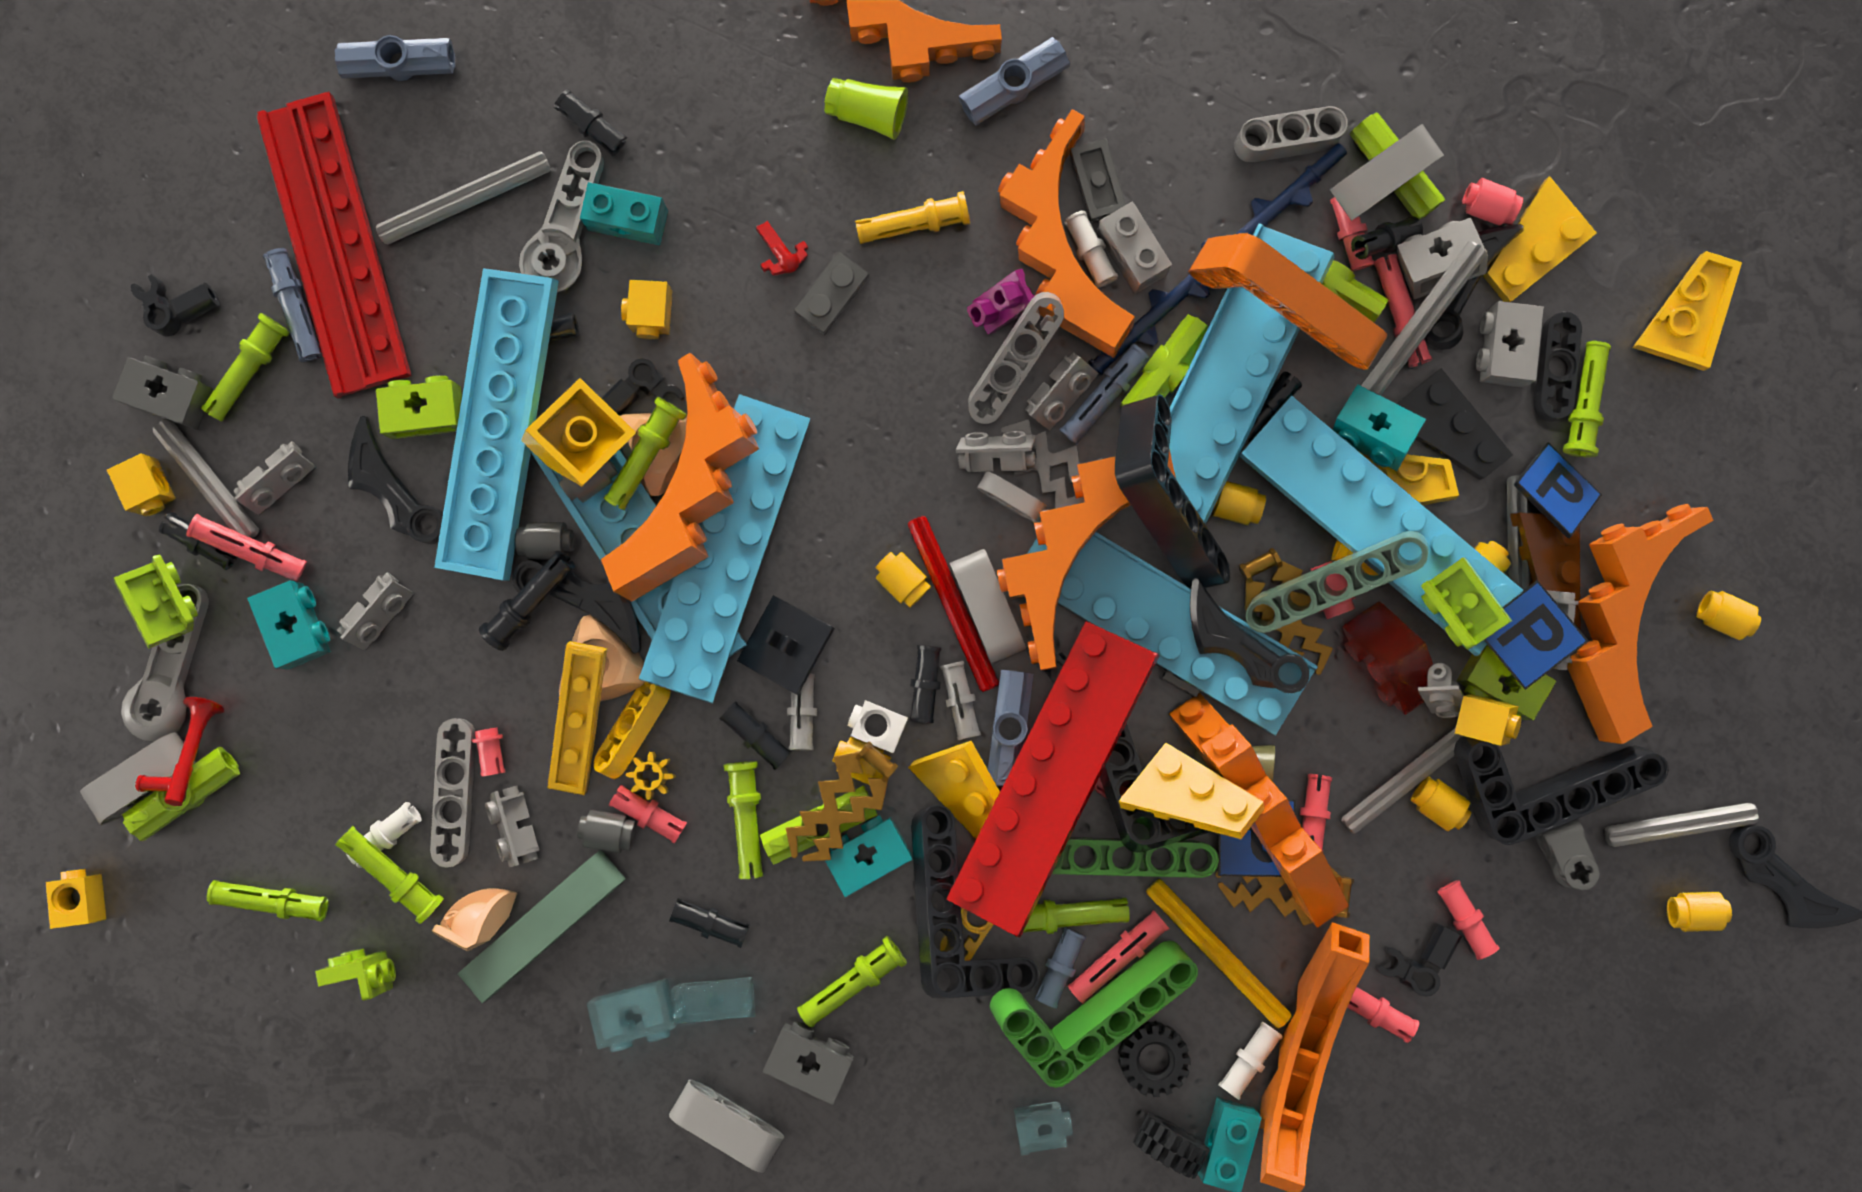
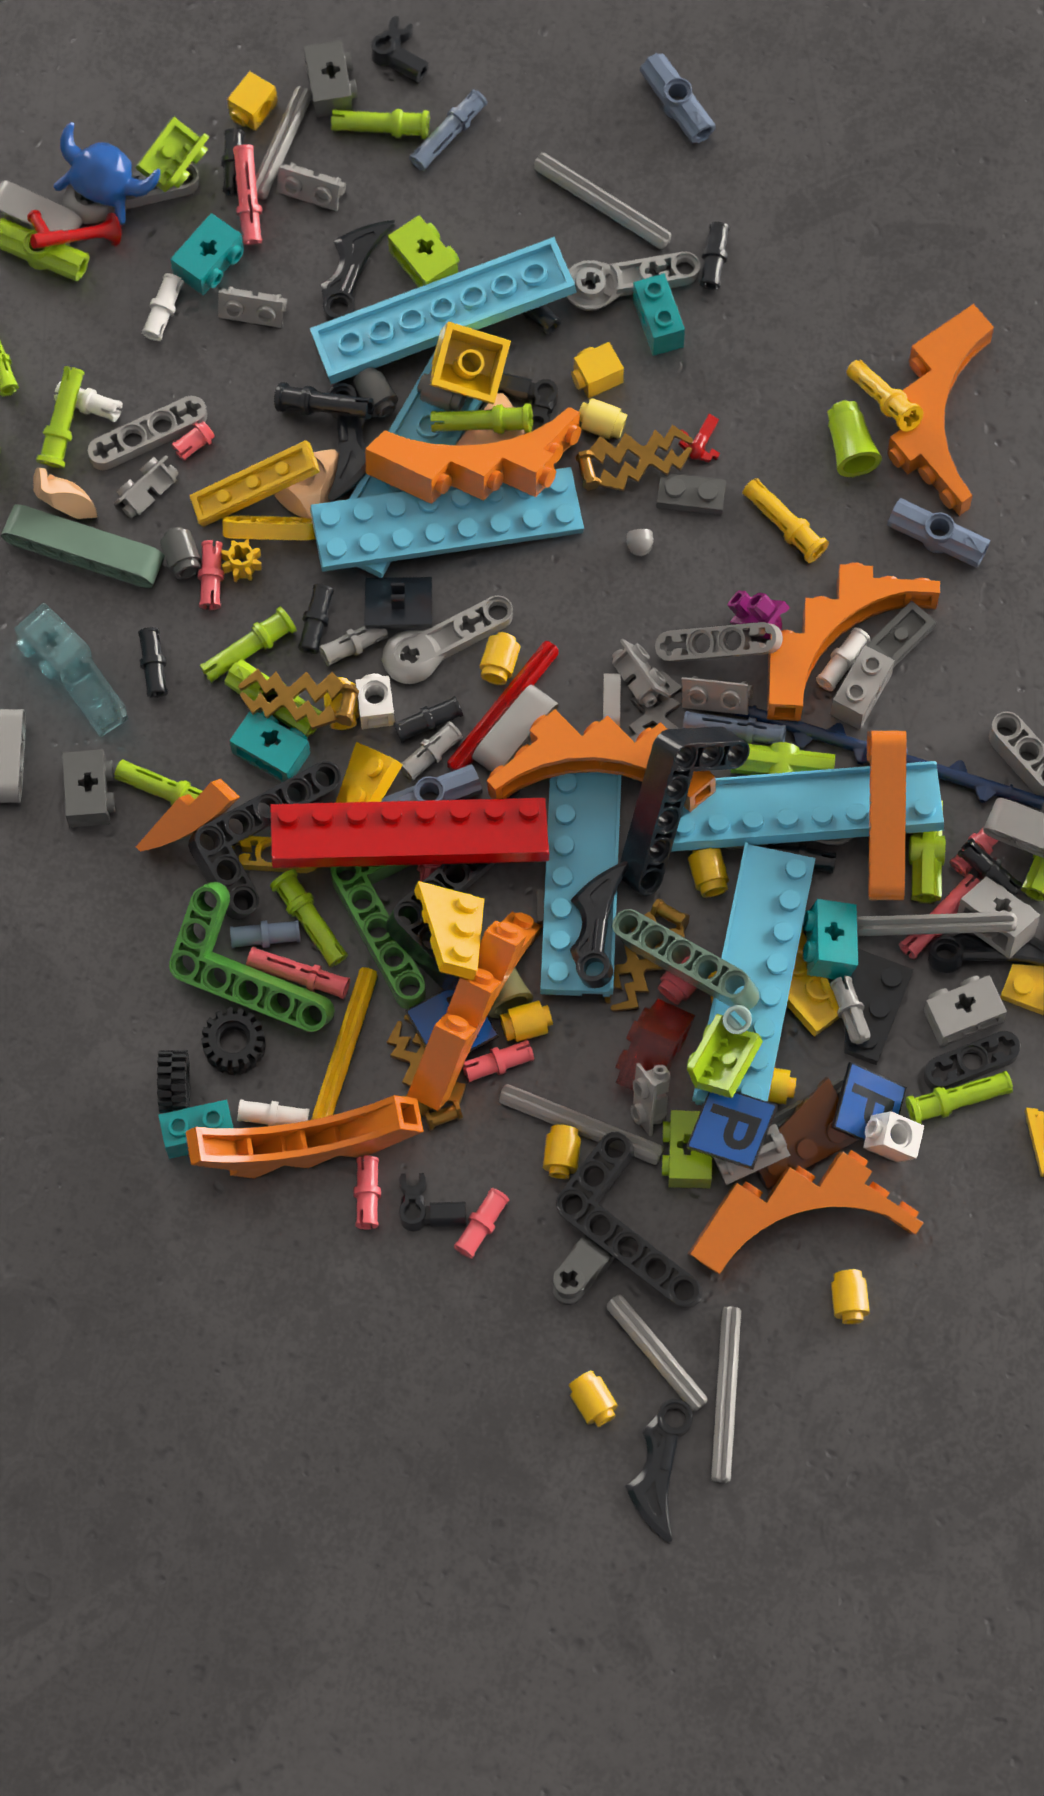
camera: 60 degrees right, 15 degrees down
(135, 687) = (102, 173): none -> blue piece
(321, 702) = (162, 307): none -> white pin
(333, 245) = (510, 133): red plate -> none
(704, 333) = (602, 419): none -> light yellow brick
(768, 313) = (645, 453): none -> pearl gold piece
(850, 630) = (441, 641): none -> light grey beam
(856, 373) = (639, 541): none -> light grey hinge
(858, 42) = (892, 401): none -> yellow pin
(906, 981) = (189, 815): none -> orange slope
(1031, 1117) = (135, 997): clear light blue brick -> none
(1293, 764) = (526, 1021): none -> yellow brick
(1440, 576) = (732, 1024): none -> light aqua hinge
(1458, 451) = (850, 1010): none -> light grey axle
(1488, 720) = (646, 1135): yellow brick -> none
(1602, 484) = (904, 1132): none -> white brick
(1755, 783) = (726, 1394): none -> light grey axle

